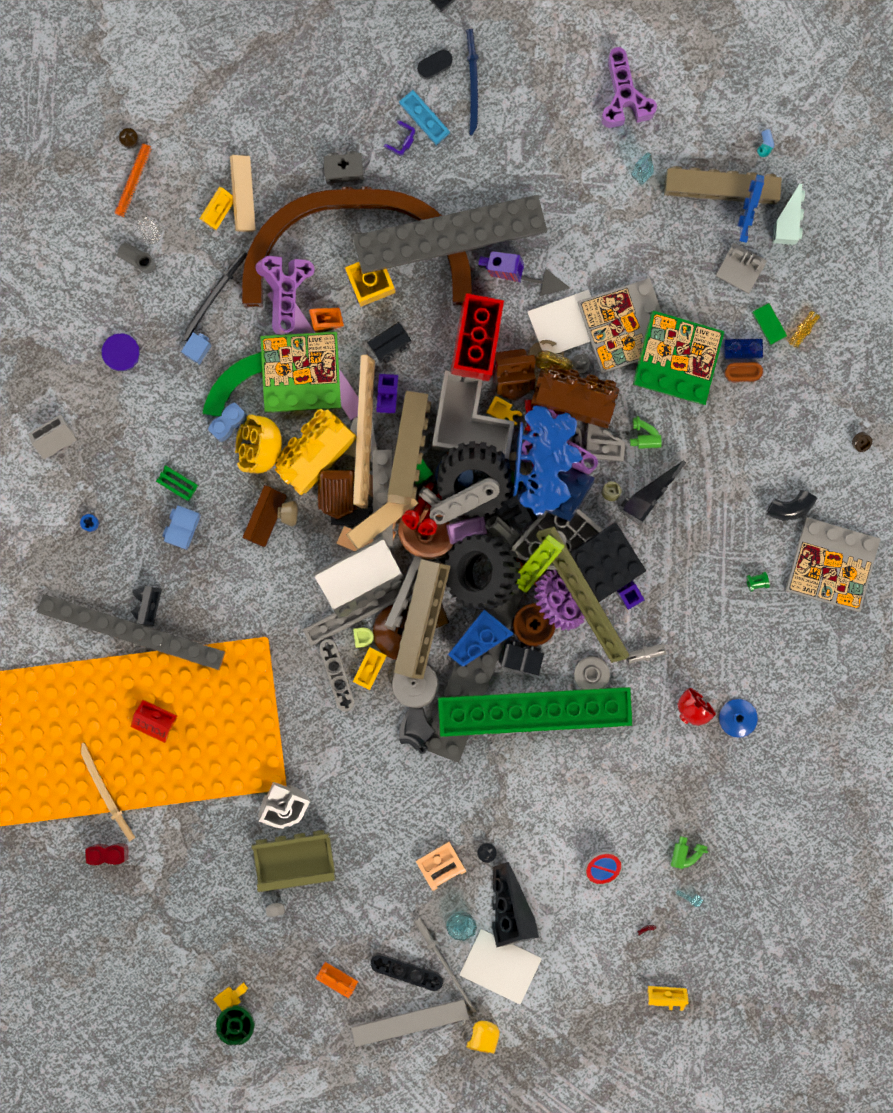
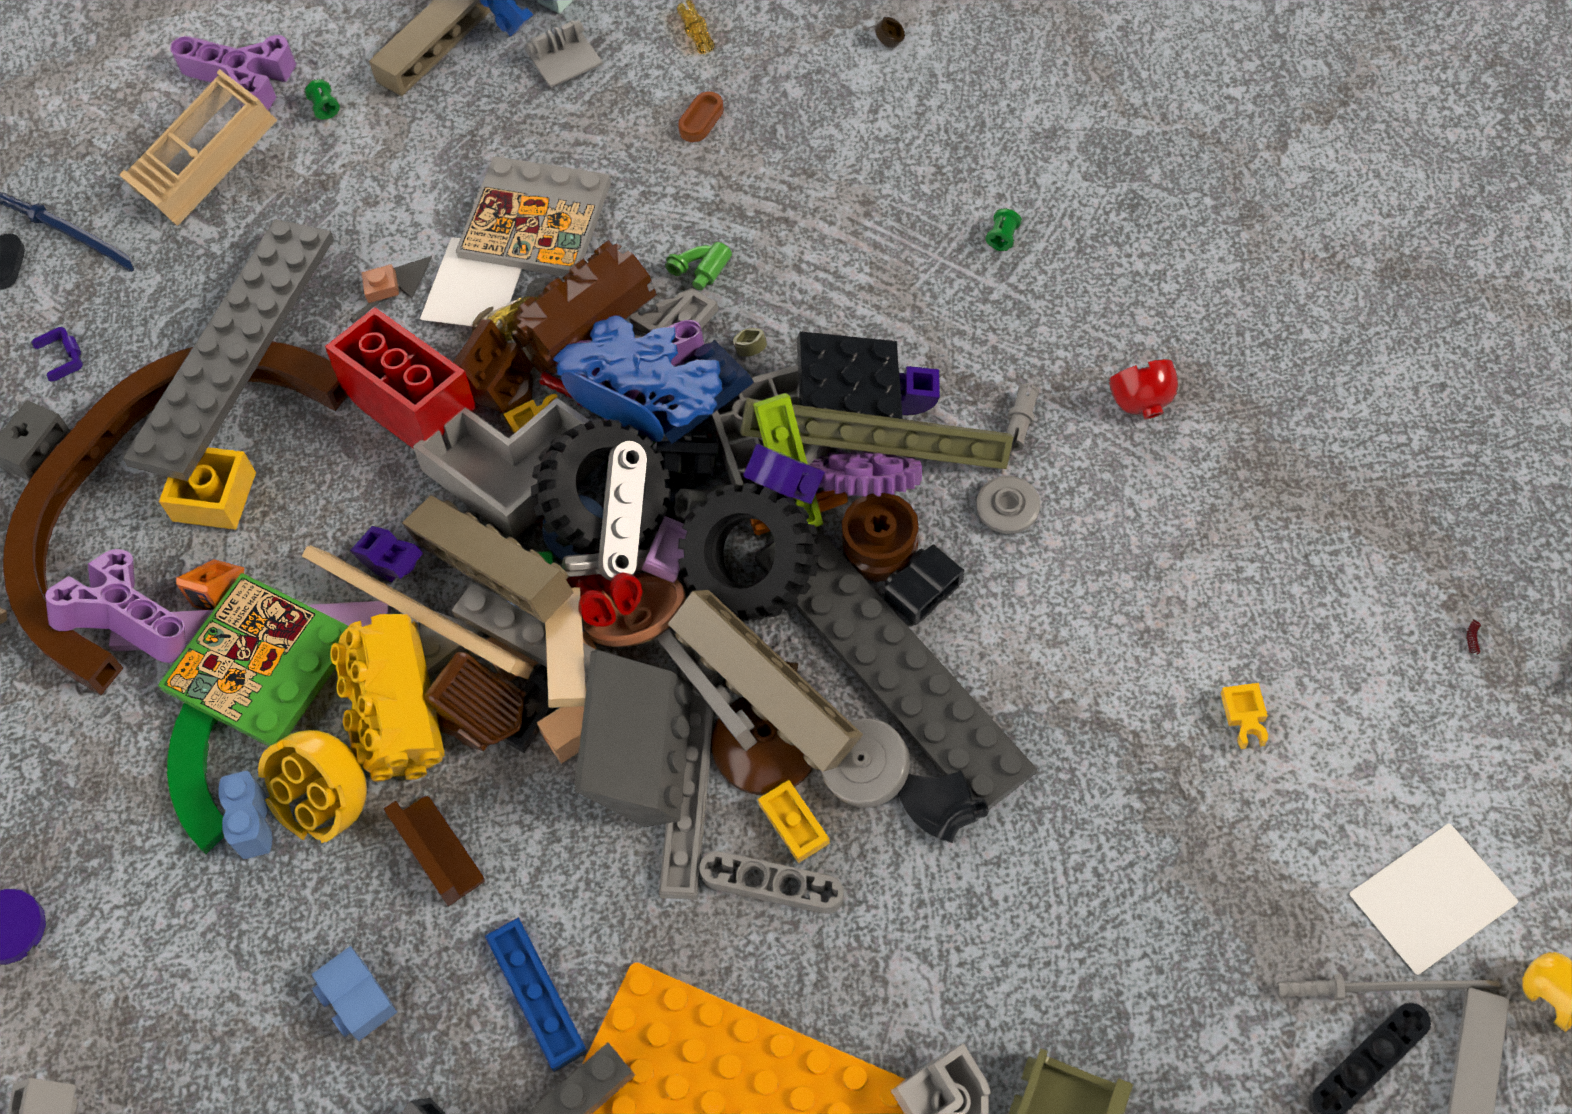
camera: 55 degrees left, 25 degrees down
(163, 475) = (273, 948): green tile -> none
(196, 347) = (97, 797): medium blue brick -> none
(214, 293) = (34, 689): black sword -> none
(229, 604) = (536, 994): none -> blue tile
(288, 513) = (457, 803): dark tan cone -> none
(363, 637) = (735, 806): yellowish green tile -> none
(389, 343) = (318, 513): black brick -> none
(424, 117) = (58, 310): dark azure tile -> none
(436, 861) = (1189, 895): light nougat plate -> none
(461, 926) = (1329, 914): clear light blue hair -> none
(479, 638) = (851, 620): blue wing -> none
(486, 852) = (1216, 809): black tile -> none
(509, 268) = (332, 306): dark purple torso -> none
(513, 915) = (1348, 822): black wedge -> none
(524, 568) = (783, 474): none -> dark purple brick
(535, 711) = (1015, 612): green plate -> none
(536, 275) = (380, 283): none -> nougat plate
(543, 841) = (1245, 708): none -> yellow plate
(556, 119) = (199, 148): none -> tan piece
(603, 868) = (1336, 641): piece -> none
(632, 156) = (322, 99): none -> green bush
(643, 169) = (347, 90): clear light blue slope -> none
(644, 500) = (794, 295): black wedge -> none
(678, 358) = (624, 172): plate -> none
(680, 853) = (1368, 524): bright green plant -> none
(695, 901) = (1459, 544): clear light blue hand -> none
(728, 718) = (1189, 361): blue dish -> none
(743, 348) = (669, 101): clear blue tile -> none
(769, 324) = (659, 60): green tile -> none
(793, 509) = (927, 145): black cylinder -> none
(832, 564) = (1036, 140): plate -> none

